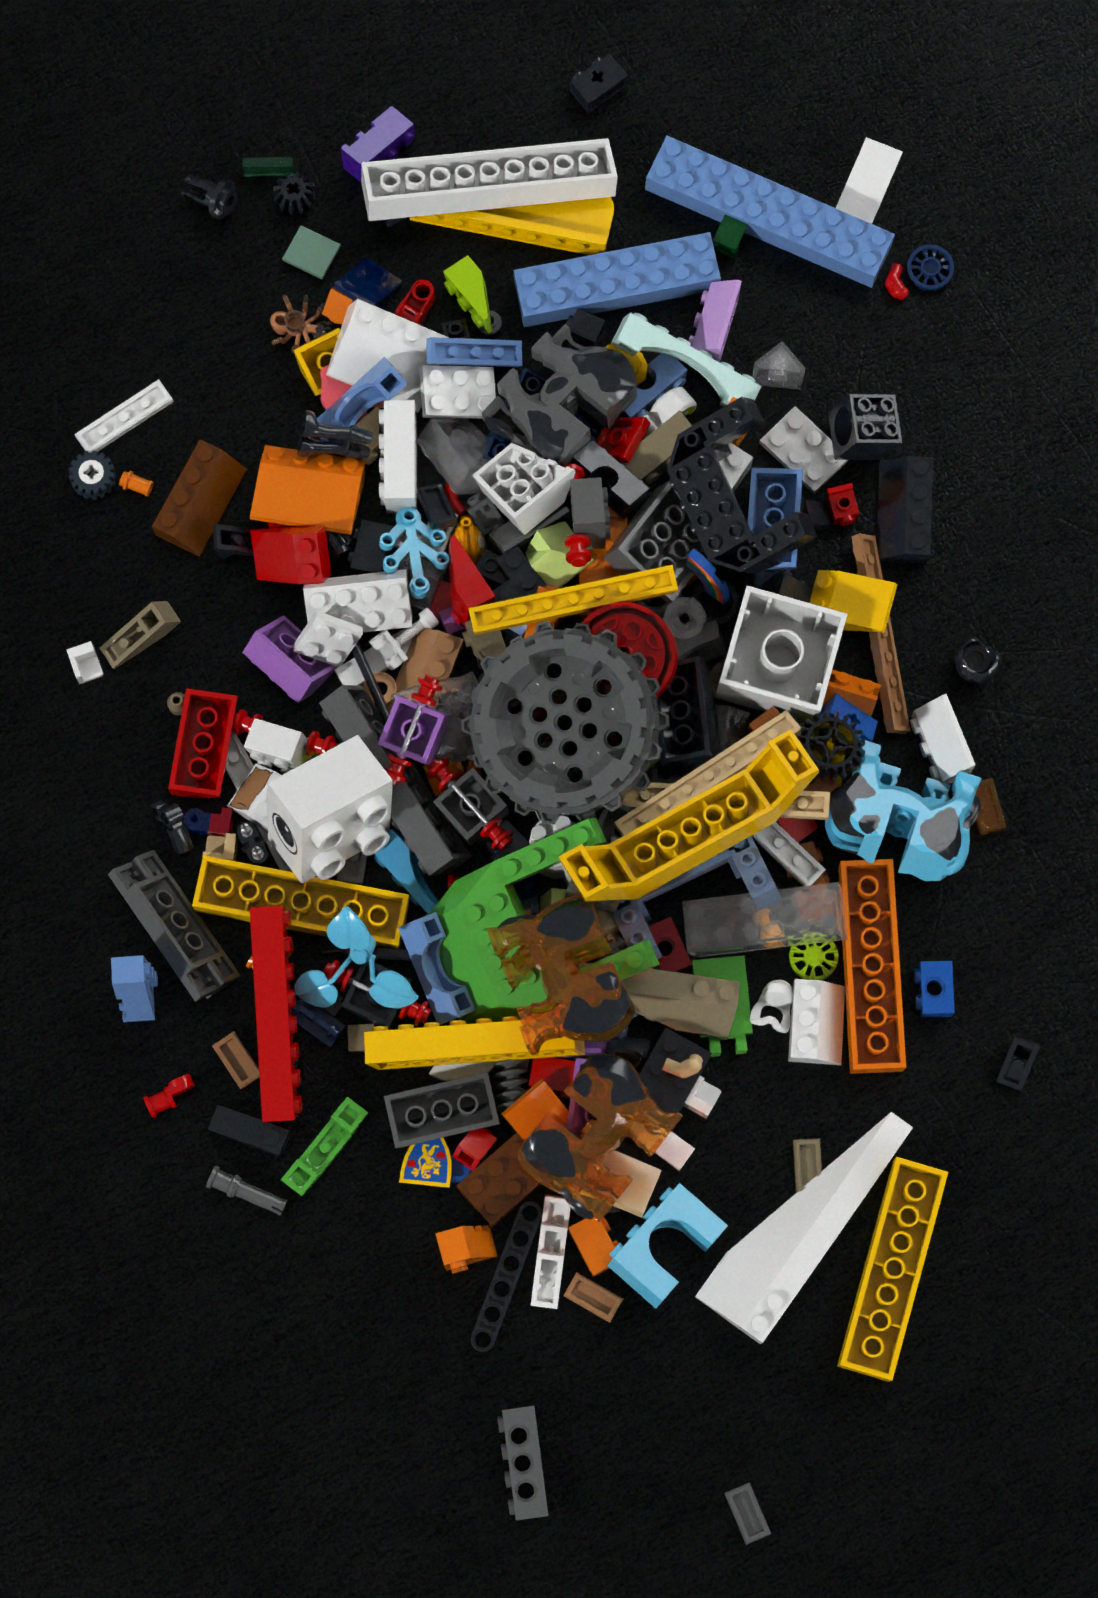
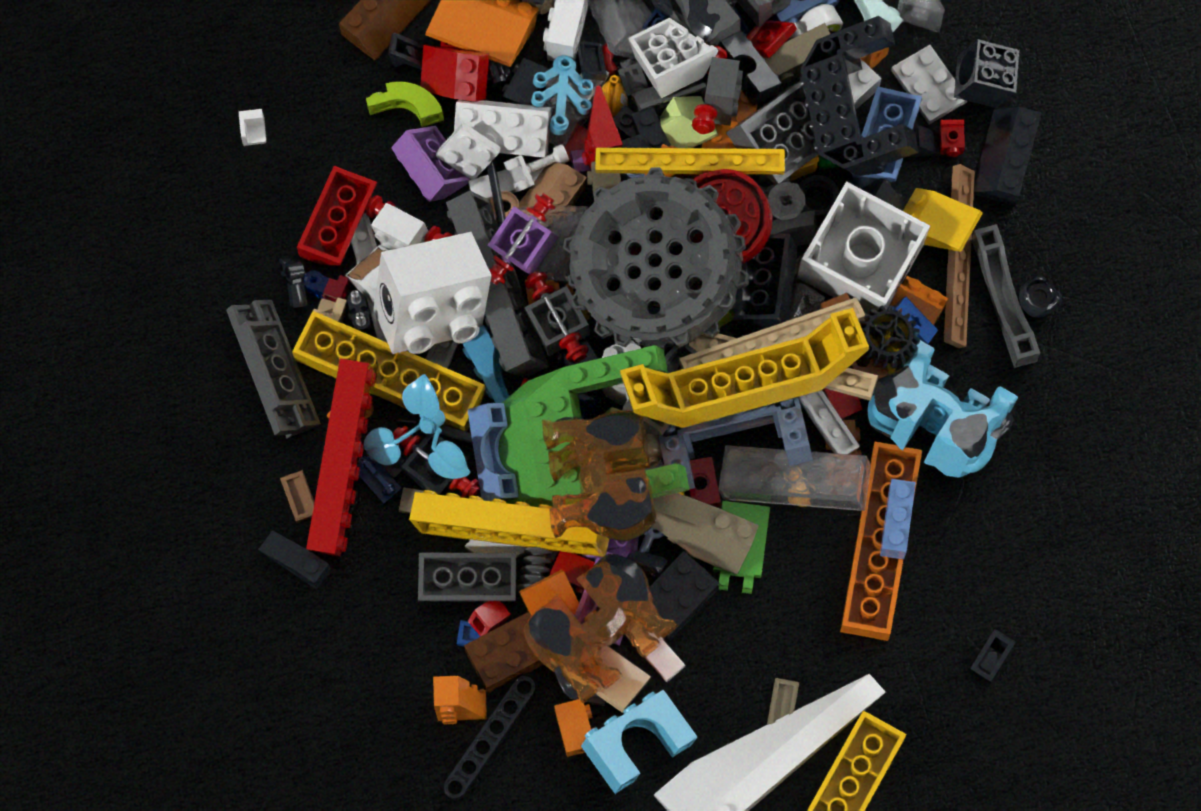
camera: 15 degrees right, 5 degrees down
(134, 984) = (226, 407): medium blue wedge -> none
(140, 633) = (307, 112): dark tan slope -> none
(164, 1099) = (227, 514): red connector -> none
(177, 708) = (320, 182): dark tan hose -> none
(236, 1187) = (269, 603): dark grey pin -> none
(247, 590) = (409, 97): none -> lime arch
(325, 1147) = (357, 588): bright green slope -> none
(427, 1164) = (444, 622): sticker -> none
(551, 1252) = (534, 725): white slope -> none
(593, 1297) = (562, 774): medium nougat tile -> none
(684, 1069) = (691, 589): tan arm -> none
(702, 1098) = (702, 622): white panel -> none
(705, 572) = (813, 164): tile -> none
(779, 995) = (790, 547): white piece -> none
(814, 957) = (831, 523): lime wheel -> none
(816, 1022) = (821, 579): white slope -> none
(886, 942) = (897, 519): none -> medium blue brick
(920, 636) = (1014, 326): none -> dark grey arch
(942, 740) = (991, 357): white slope -> none
(942, 975) = (941, 562): blue brick -> none
(991, 816) = (1019, 434): clear orange plate -> none

